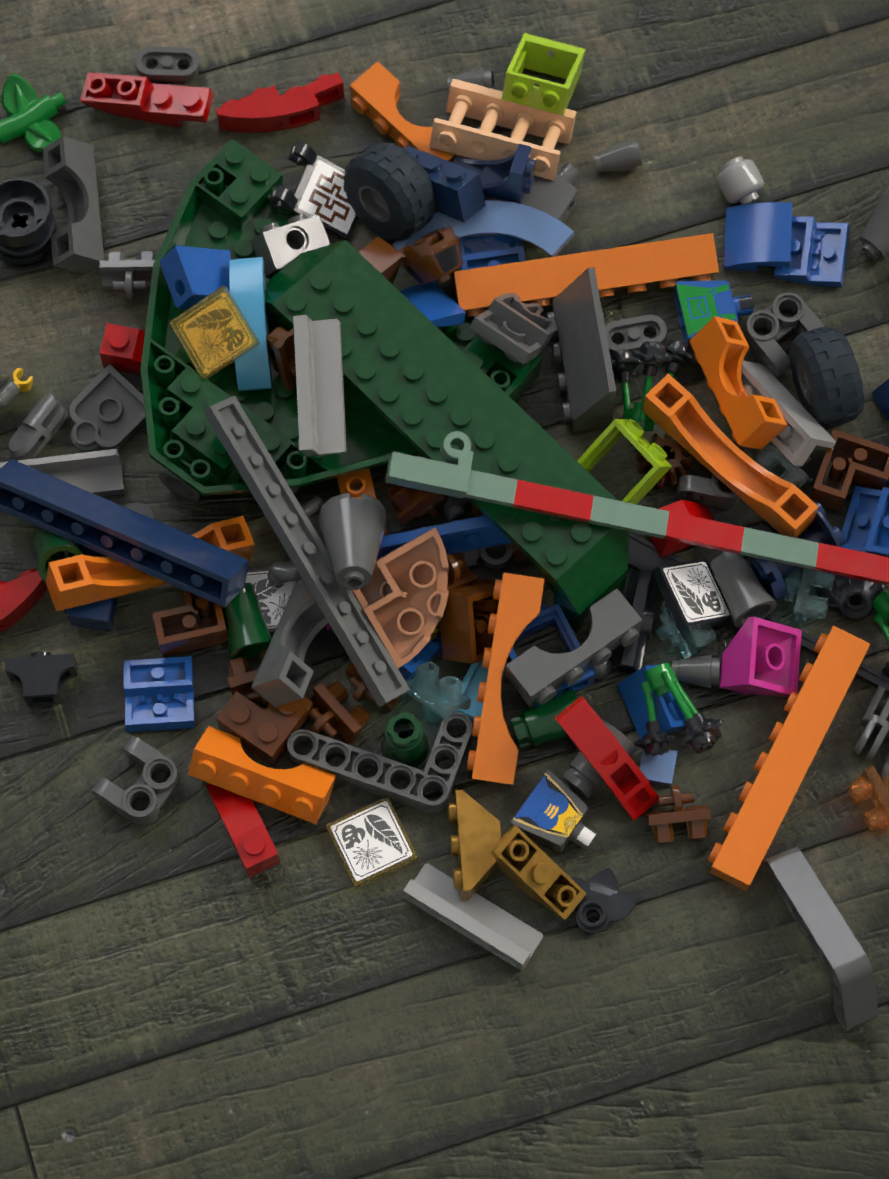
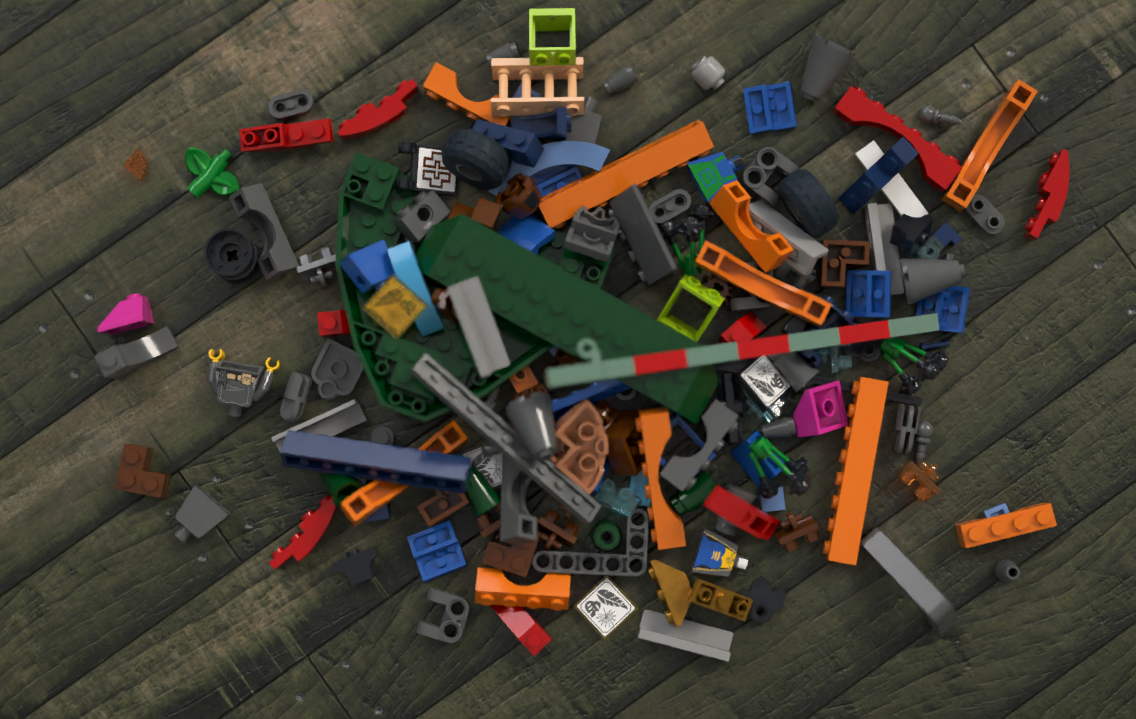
camera: 15 degrees left, 15 degrees up
(758, 236) = (731, 109): blue slope -> none

